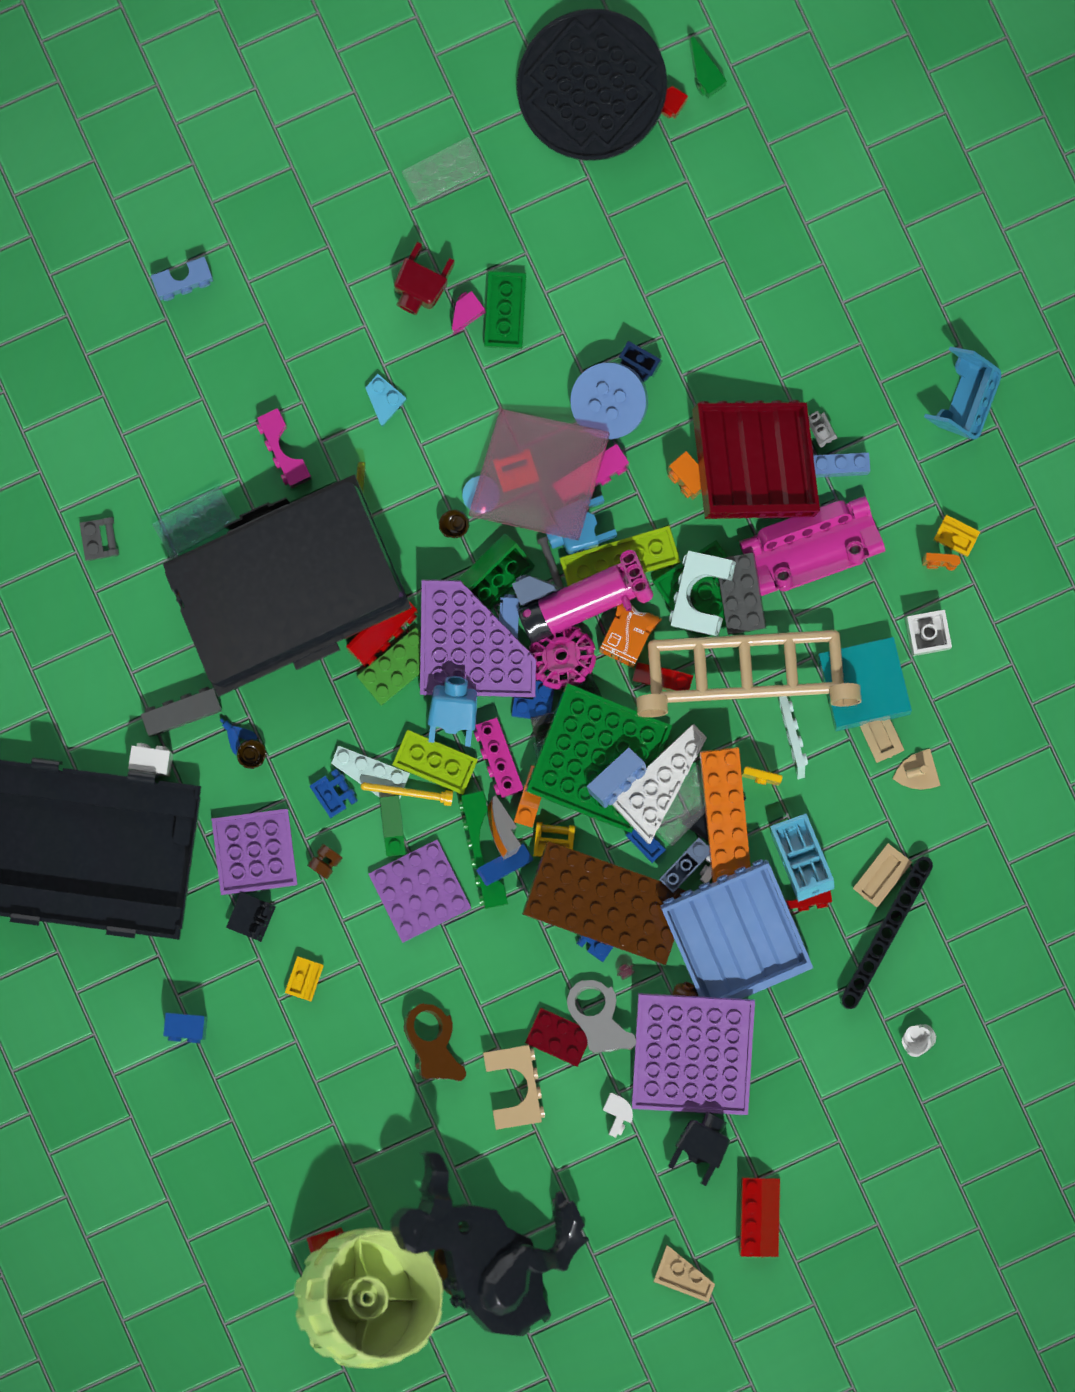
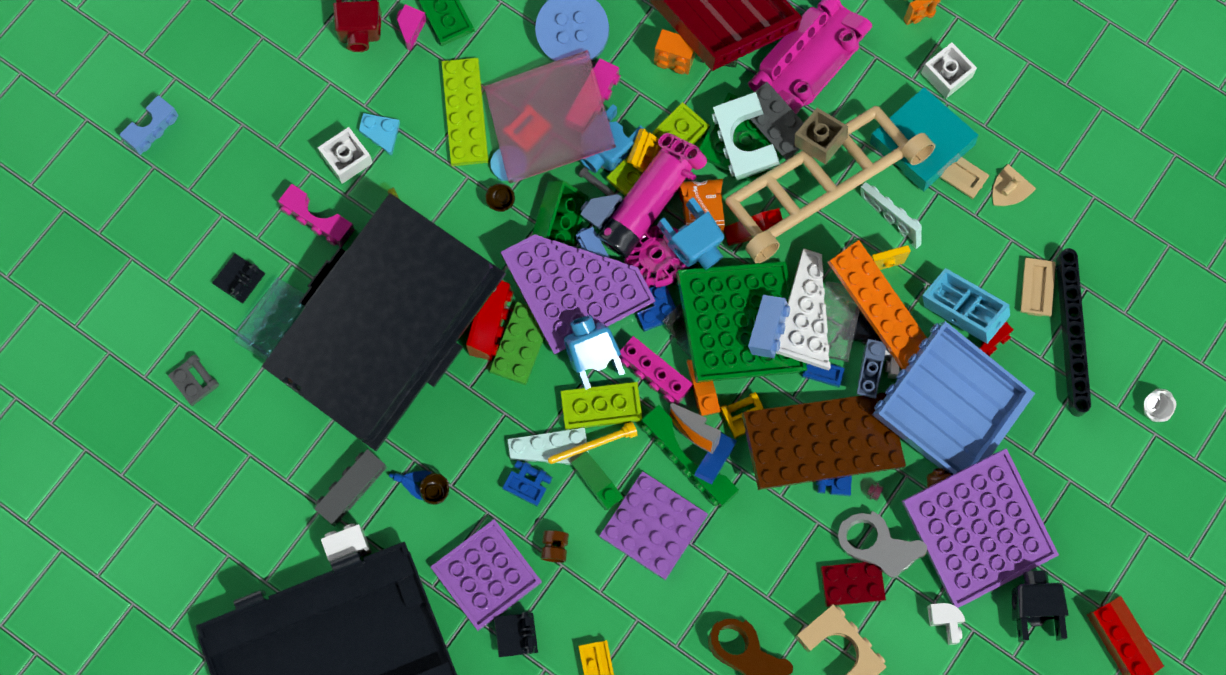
camera: 30 degrees left, 10 degrees down
(186, 467) = (238, 278): none -> black hinge
(339, 407) = (345, 155): none -> white brick
(469, 422) = (465, 112): none -> lime plate
(598, 665) = (697, 240): none -> dark azure piece
(604, 554) = (643, 150): none -> yellow plate
(765, 634) = (821, 135): none -> dark tan brick

